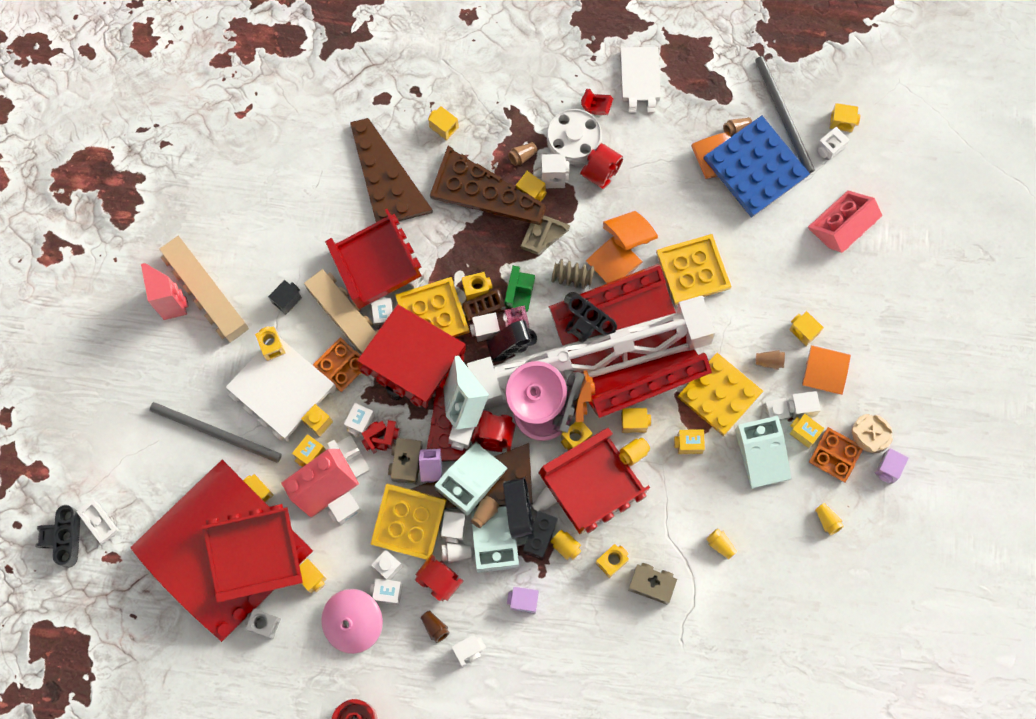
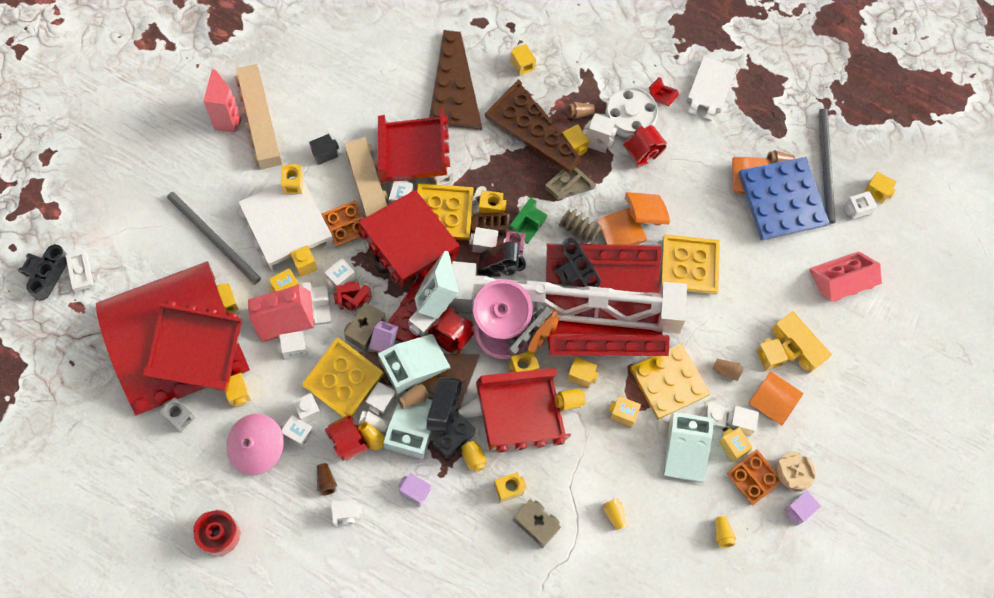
camera: 15 degrees right, 5 degrees down
(462, 567) = (372, 436): none -> yellow cone
(830, 304) = (800, 342): none -> yellow piece

